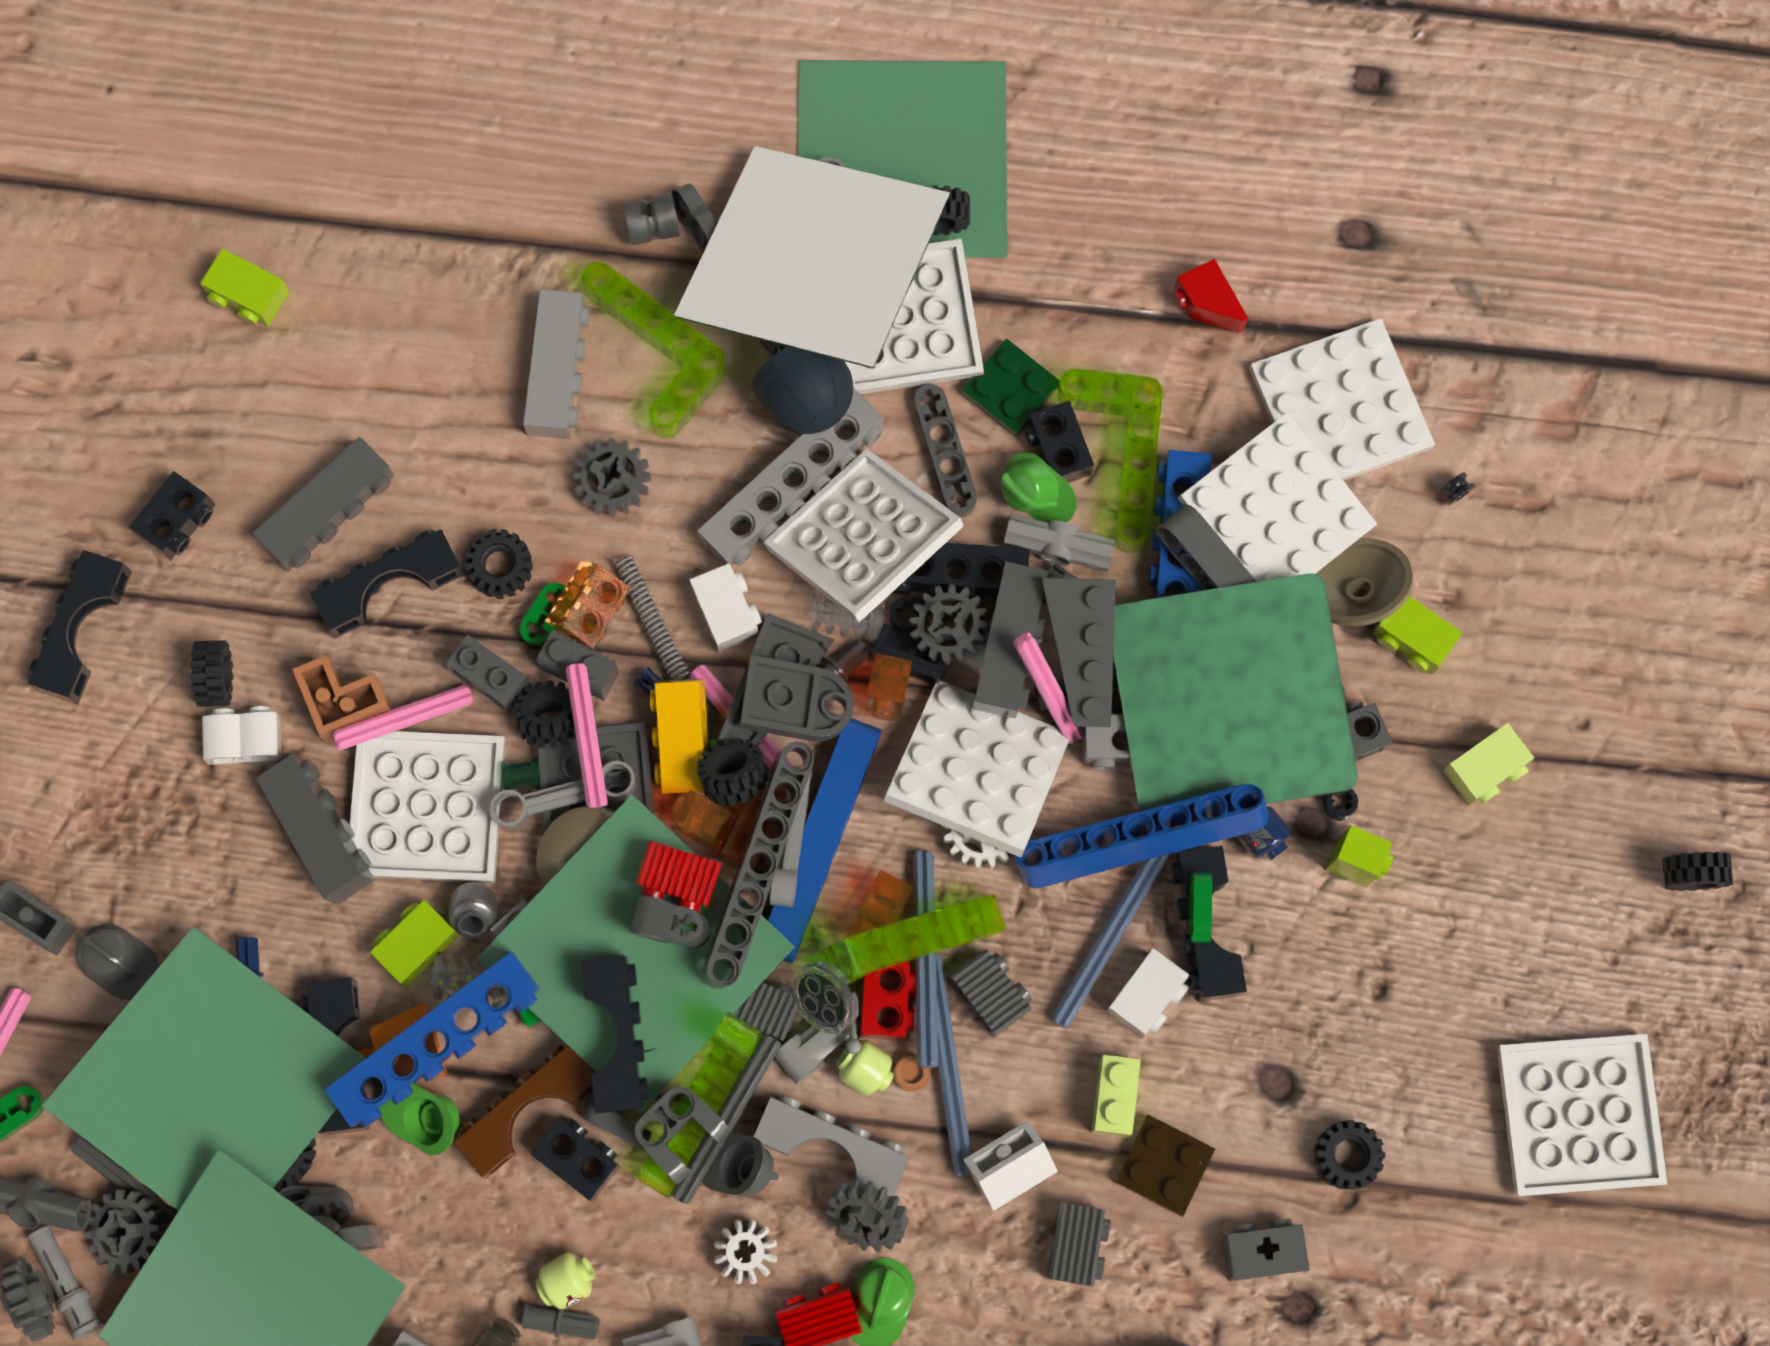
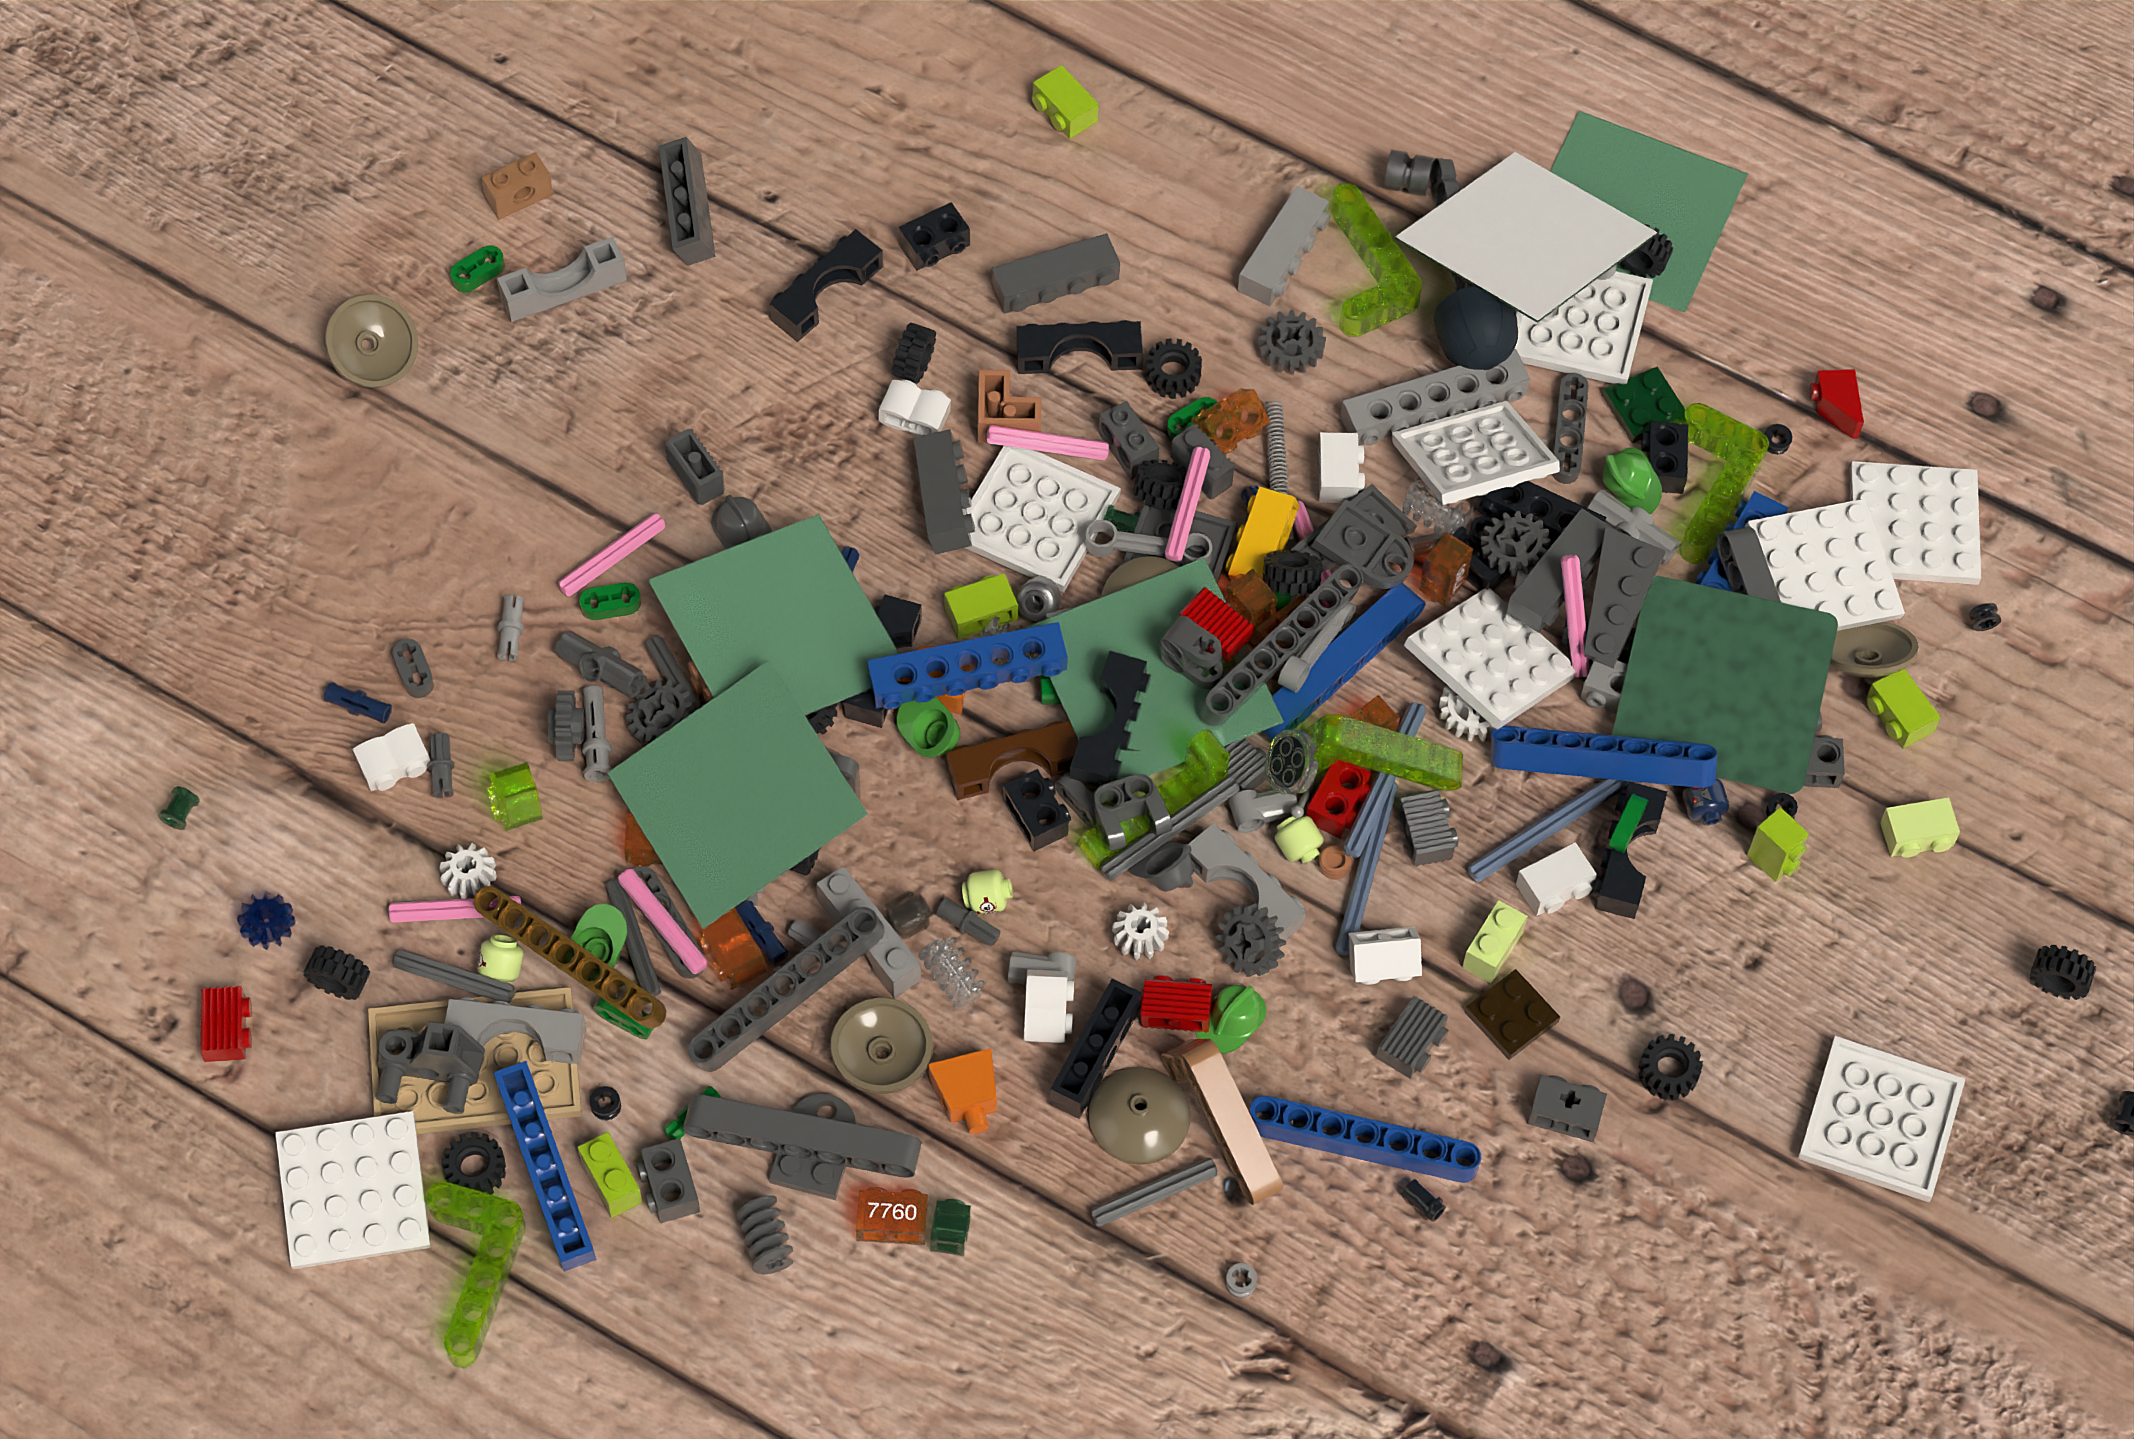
camera: 25 degrees right, 15 degrees down
(1174, 366) = (1784, 432): none -> black bush

